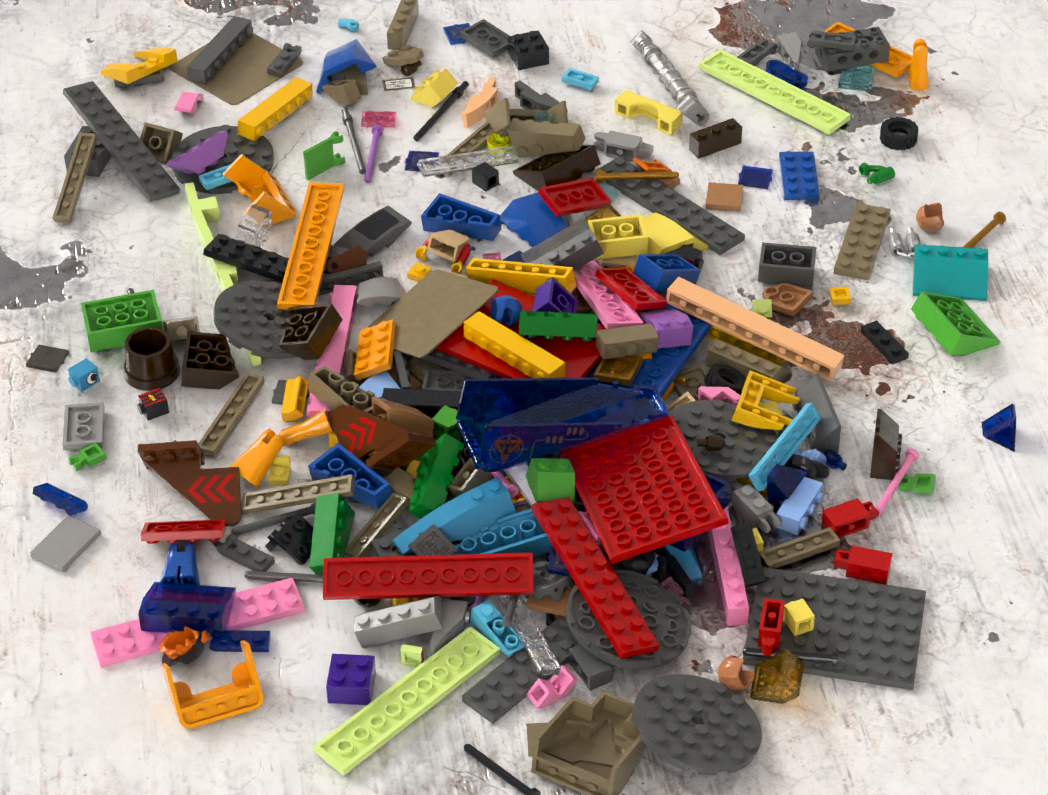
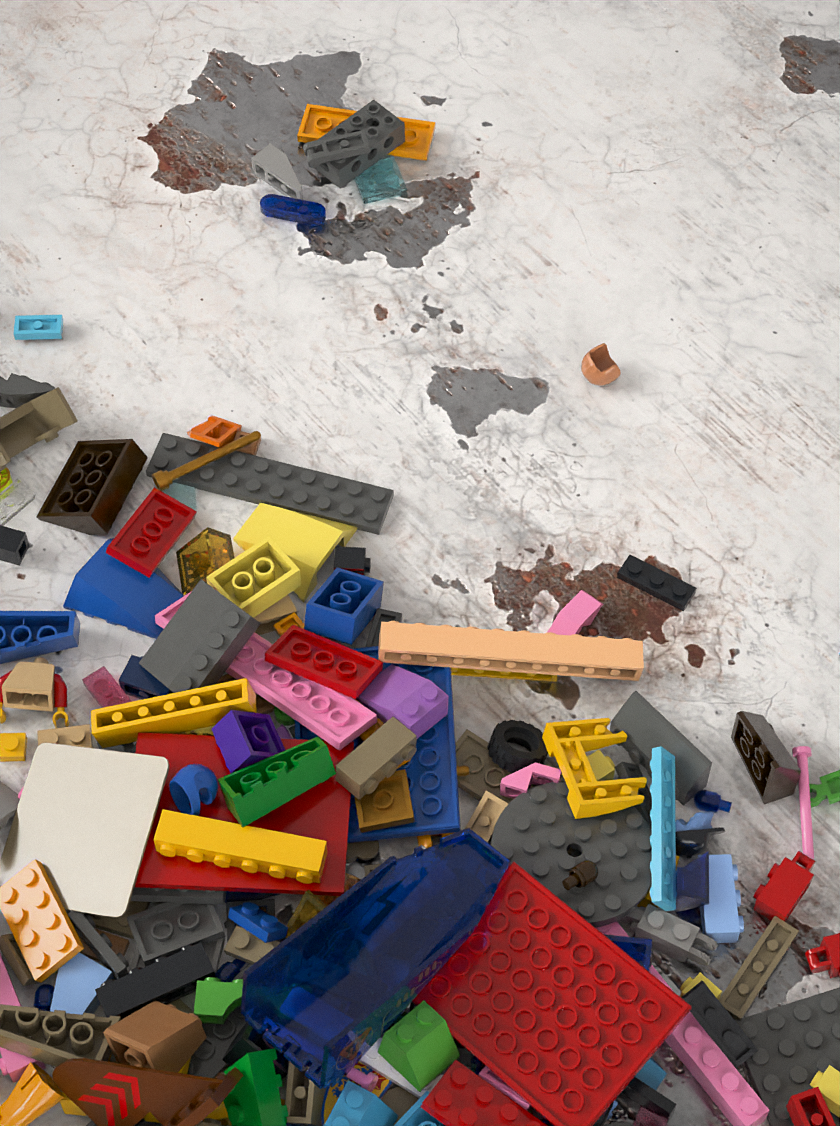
camera: 30 degrees left, 15 degrees up
(542, 116) = (33, 421): clear light blue plate -> none
(544, 138) = (59, 453): dark tan wedge -> none
(622, 145) = (157, 414): light grey hinge -> none
(632, 105) = (130, 342): light yellow arch -> none
(685, 96) = (196, 304): light grey piece -> none
(715, 138) = (268, 352): dark brown brick -> none
(724, 196) = (330, 438): medium nougat tile -> none
(743, 361) = (523, 699): dark tan slope -> none
(755, 177) = (349, 389): clear blue piece -> none
(758, 51) = (236, 192): dark grey plate -> none
(763, 307) = (486, 602): yellowish green plate -> none
(775, 91) = (294, 244): yellowish green plate -> none
(787, 264) = (477, 518): dark grey brick -> none
(787, 298) = (503, 570): medium nougat plate -> none
(799, 175) = (401, 364): blue plate -> none
(821, 333) = (576, 614): none -> bright pink slope
(840, 295) = (564, 535): yellow plate -> none
(862, 241) = (537, 435): dark tan plate -> none
(880, 173) = (498, 325): green plant -> none
(896, 244) = (580, 421): light grey piece -> none
(899, 142) = (481, 262): black tyre -> none
(918, 71) = (450, 138): light orange piece -> none
(951, 271) = (670, 440): teal slope -> none
(953, 324) = (721, 518): bright green slope -> none
(999, 218) = (673, 328): pearl gold bar -> none

